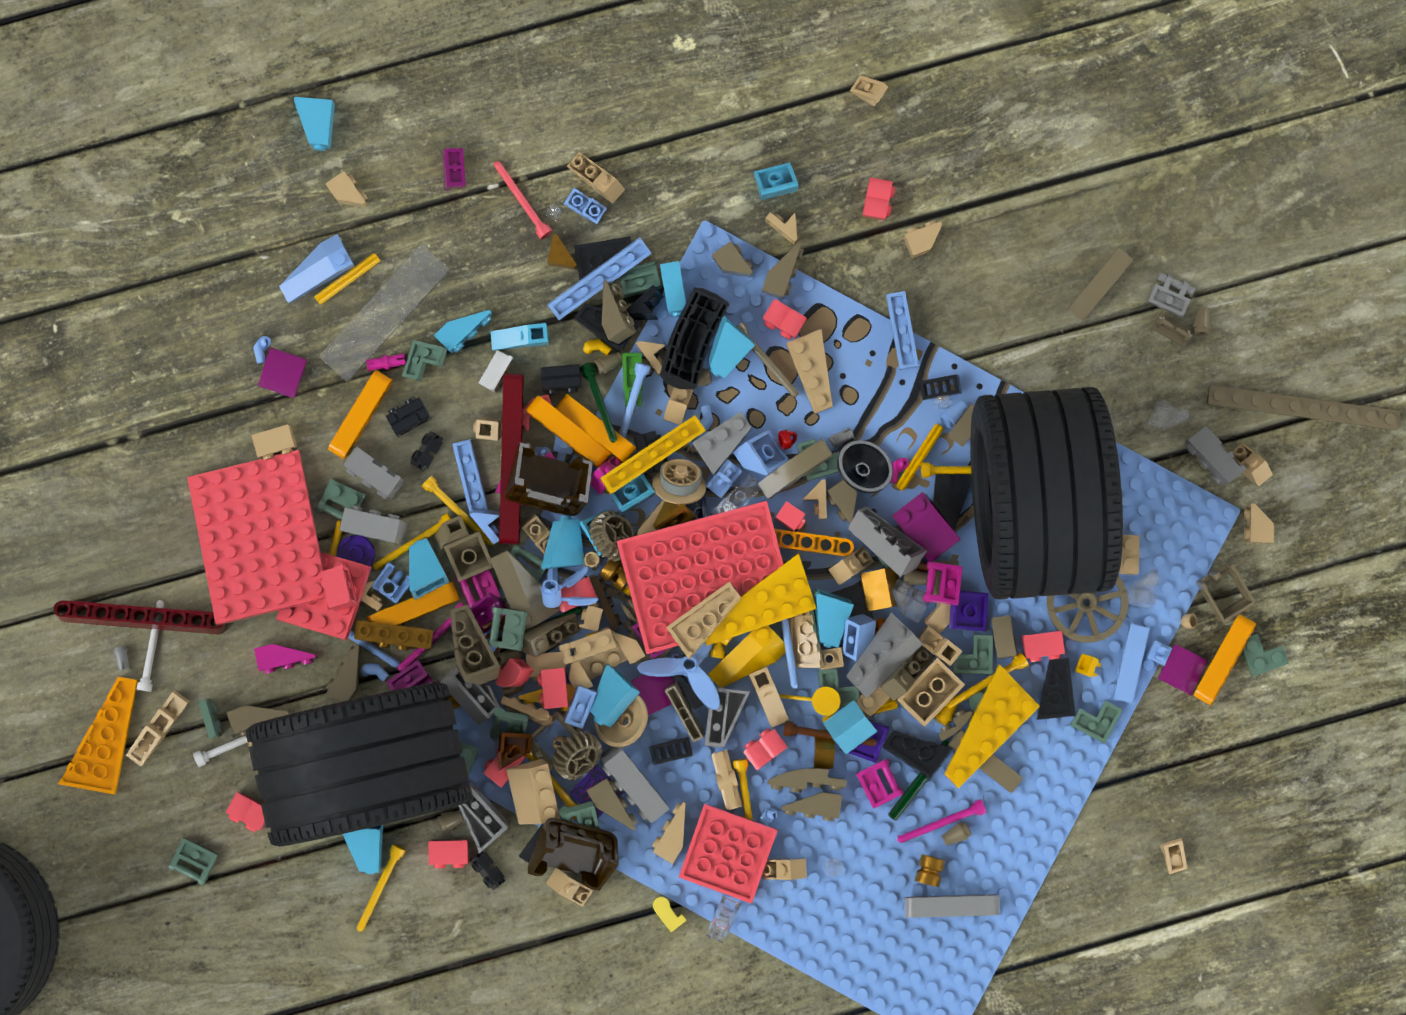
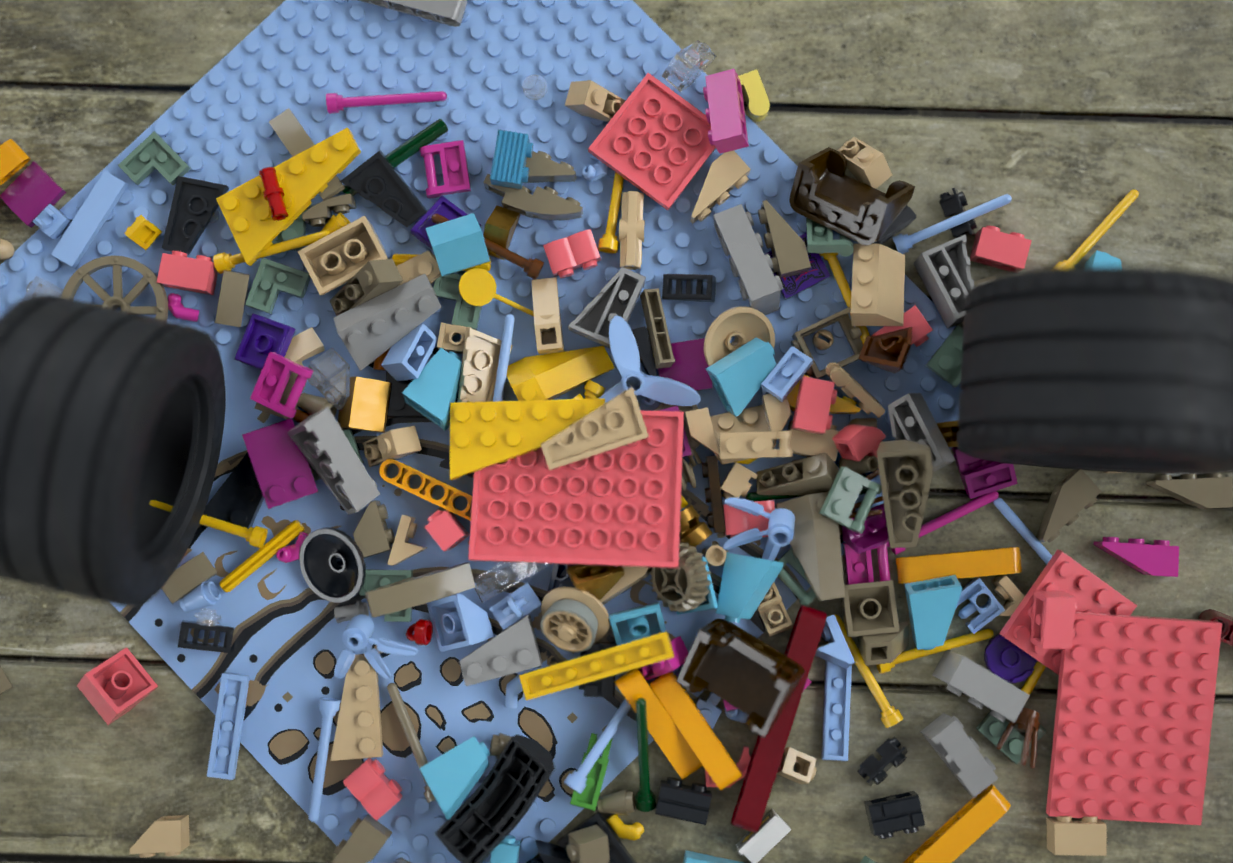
camera: 160 degrees left, 0 degrees up
(333, 511) = (1028, 723): none -> reddish brown plant
(374, 669) = (1029, 504): light blue arm -> none
(393, 634) = (996, 539): pearl gold bracket -> none
(515, 722) = (875, 378): sand green plate -> none
(521, 836) = (905, 242): none -> light blue piece
(577, 755) = (809, 314): dark tan gear -> none
(649, 351) = (559, 801): tan slope -> none
(677, 405) = (545, 719): tan slope -> none
(684, 889) = (725, 111): none -> dark pink brick
(828, 421) = (357, 637): none -> light blue plant
(831, 801) = (510, 159): none -> dark azure brick
(834, 363) = (328, 709): none -> light blue piece
(929, 870) = (419, 43): pearl gold wheel -> none
(939, 646) = (314, 310): tan brick -> none
(957, 834) = (370, 80): dark tan cone -> none
(992, 332) = (116, 685): none -> coral slope
(994, 720) = (273, 194): none -> red pin
(1039, 615) = (179, 310): none -> dark pink arm

